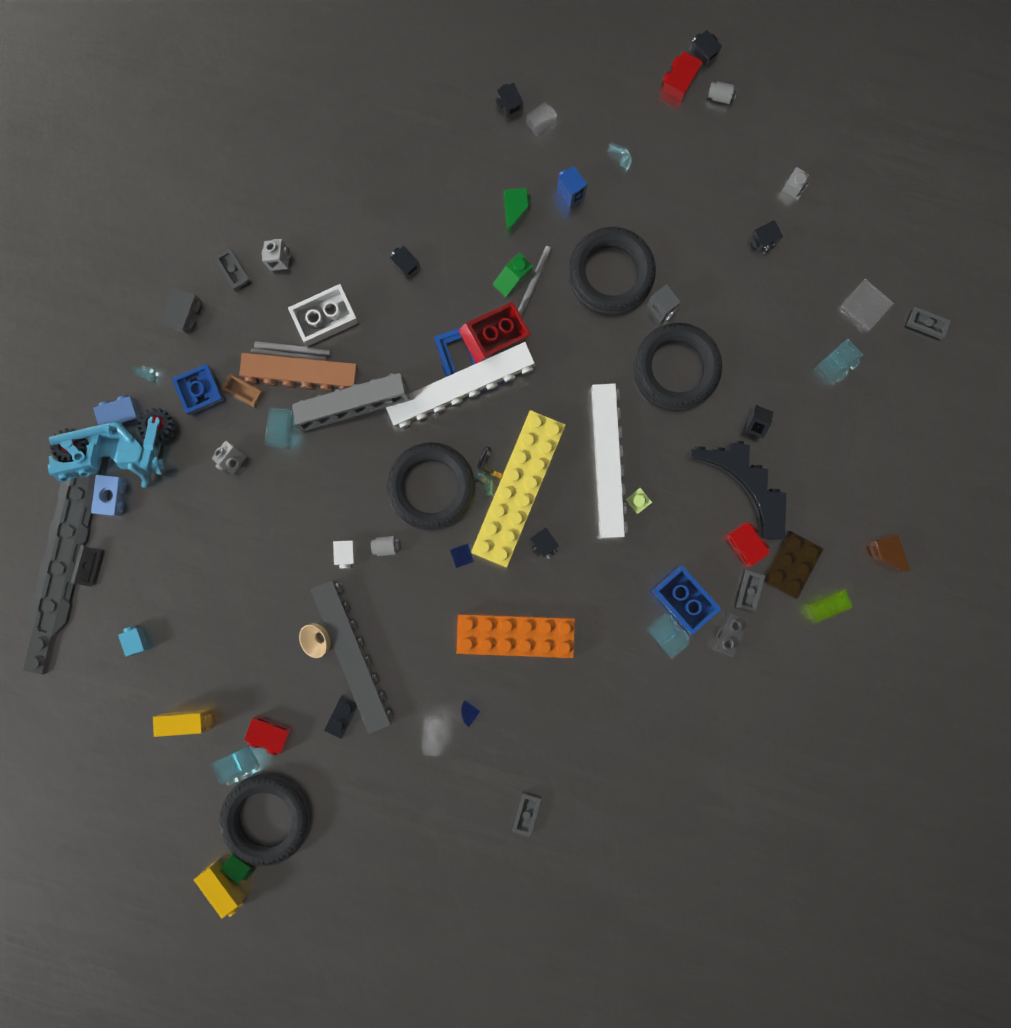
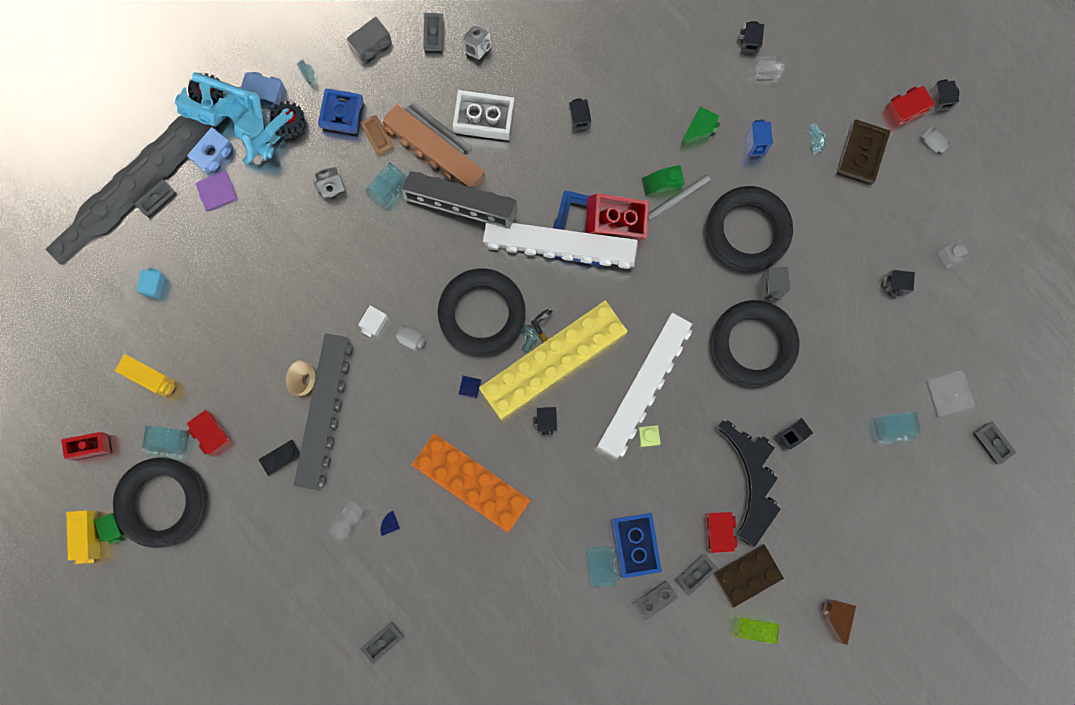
camera: 25 degrees right, 5 degrees down
(136, 526) = (216, 190): none -> medium lavender piece
(171, 813) = (85, 446): none -> red brick
(667, 141) = (864, 151): none -> dark brown plate

